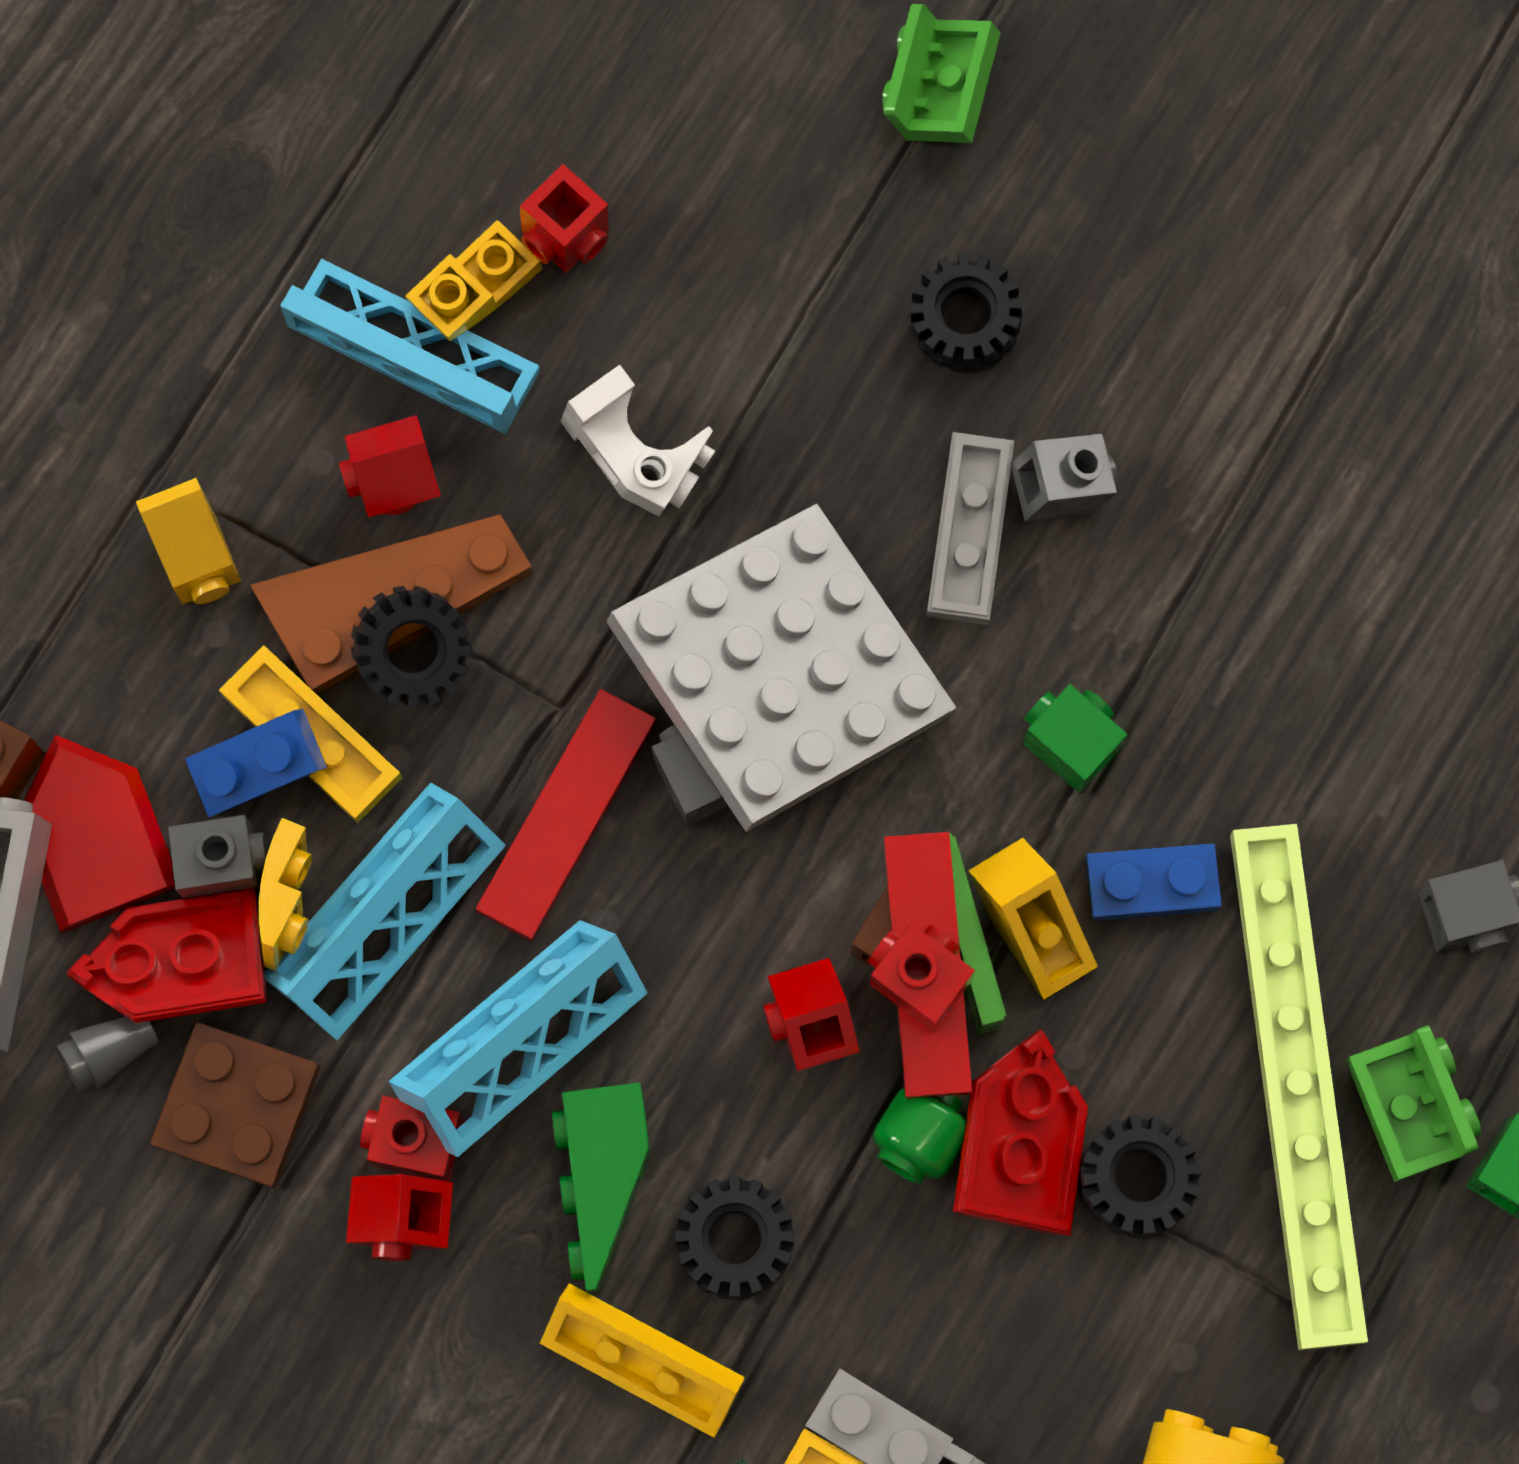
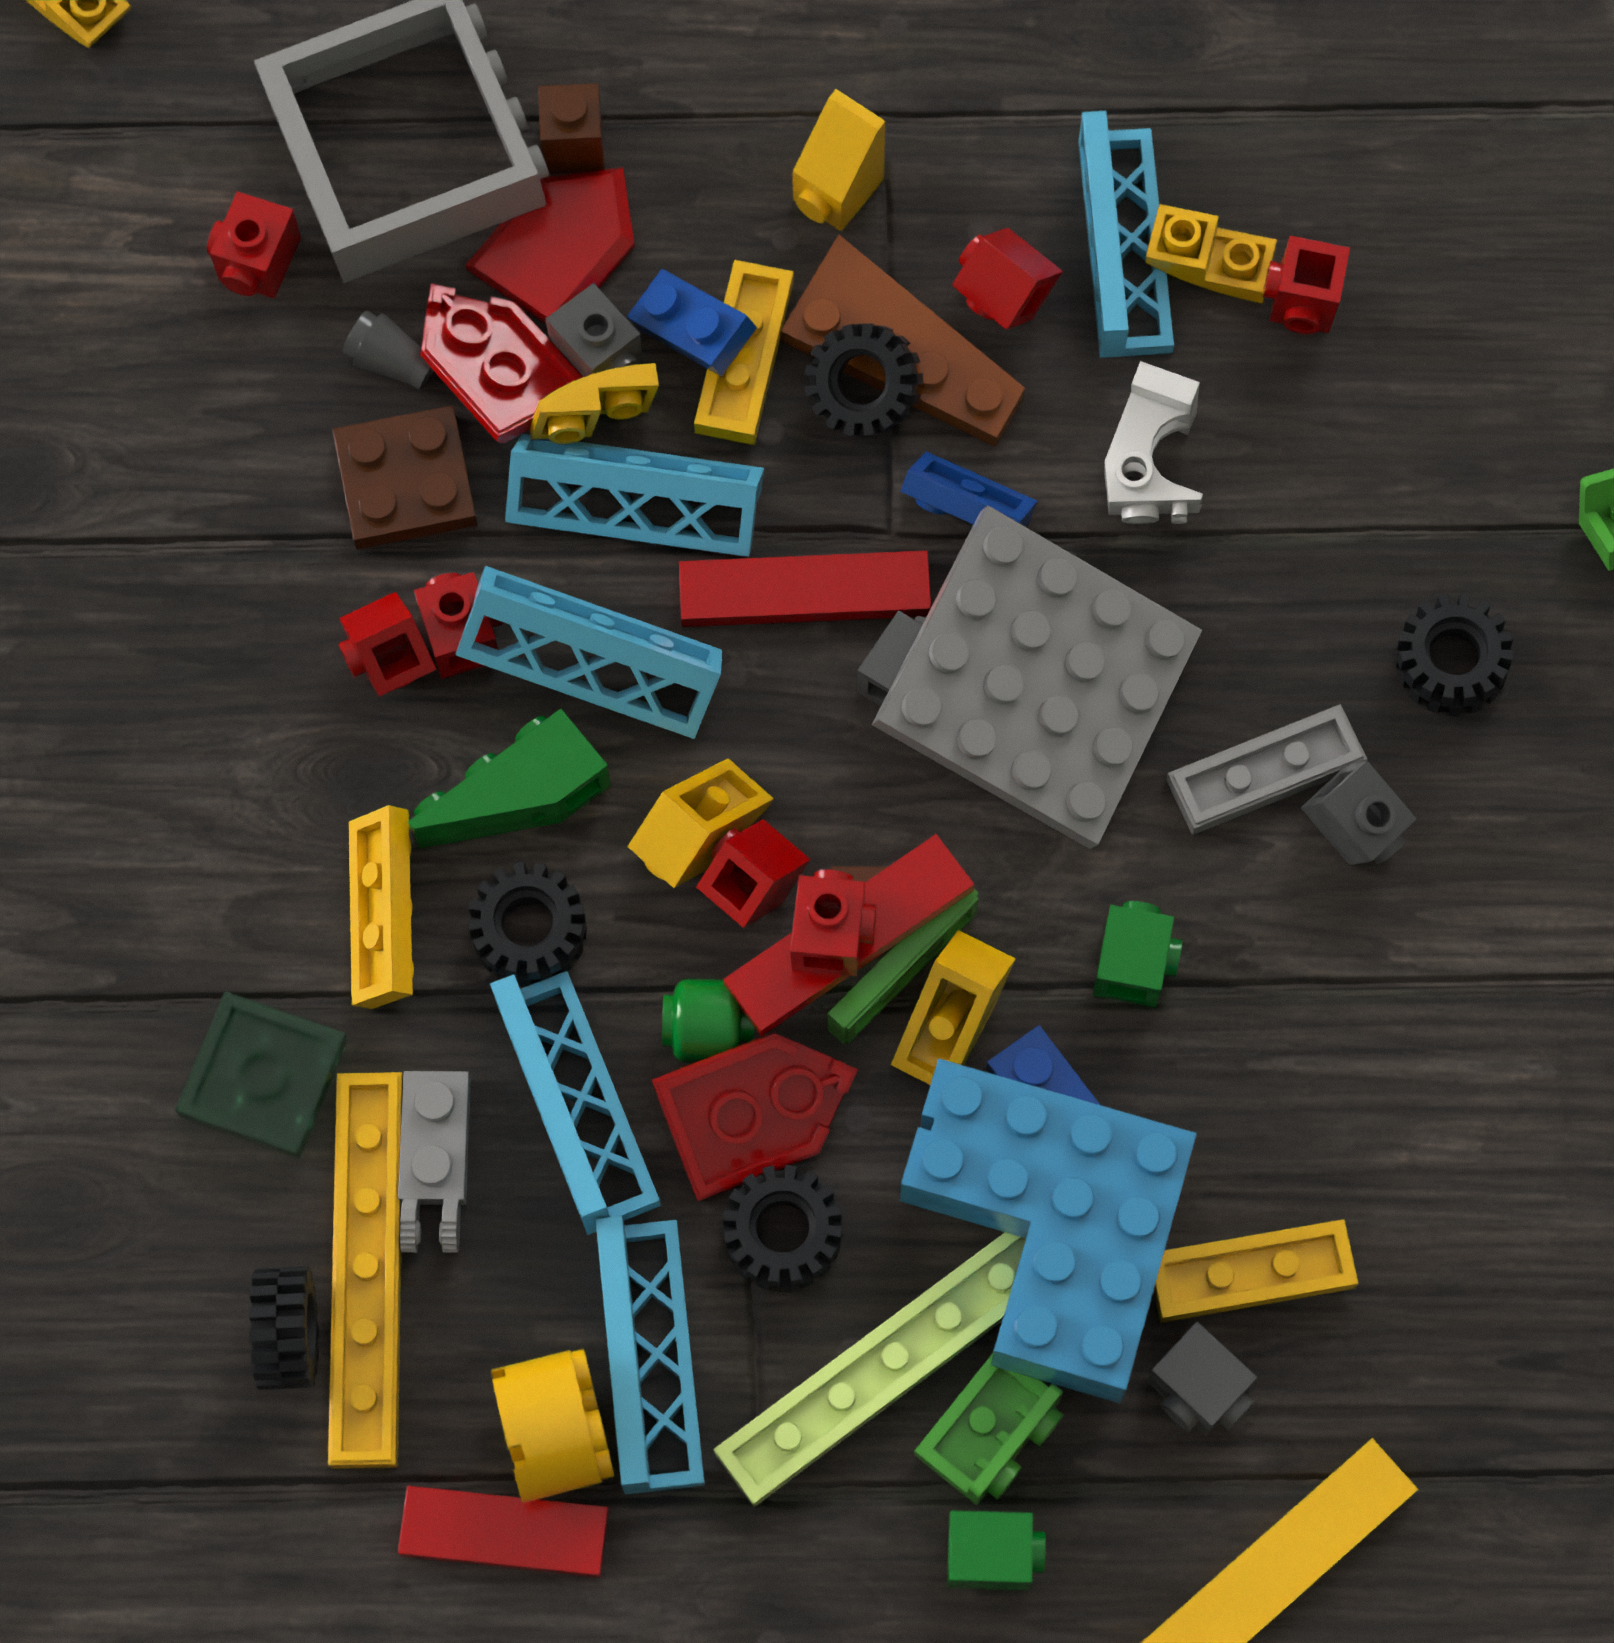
camera: 60 degrees right, 5 degrees down
(569, 625) = (953, 490): none -> blue plate
(733, 1033) = (694, 817): none -> yellow slope
(916, 1311) = (551, 1105): none -> medium azure fence
(1174, 1377) = (623, 1355): none -> medium azure fence
(1283, 905) = (1086, 1194): none -> dark azure piece
(1400, 809) = (1254, 1271): none -> yellow plate

